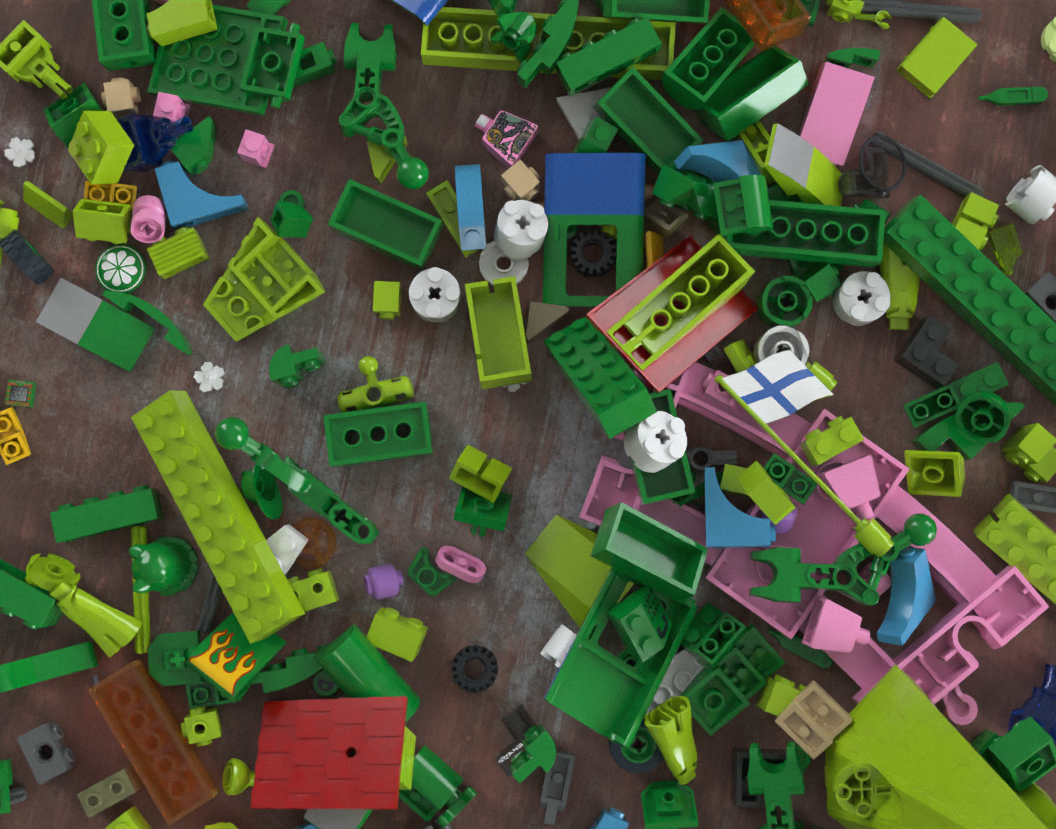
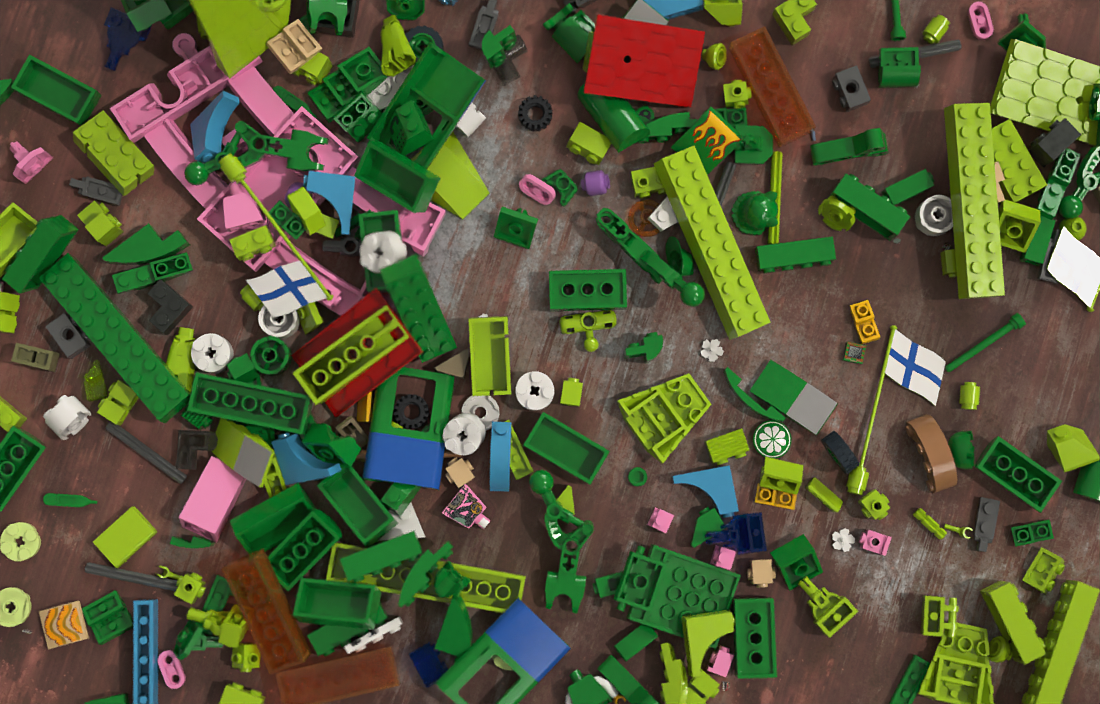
camera: 175 degrees left, 0 degrees up
(100, 147) = (777, 530): lime brick -> none
(103, 623) = (802, 174): lime piece -> none
(110, 791) = (806, 56): olive brick -> none
(148, 219) = (746, 472): bright pink wheel -> none
(290, 220) = (639, 461): green brick -> none
(480, 474) = (515, 253): lime piece -> none
(743, 205) = (294, 422): green brick -> none
(834, 627) = (270, 109): bright pink torso -> none
(862, 169) = (198, 455): black piece -> none
(935, 473) = (177, 215): lime slope -> none
(983, 418) = (137, 249): green cylinder -> none

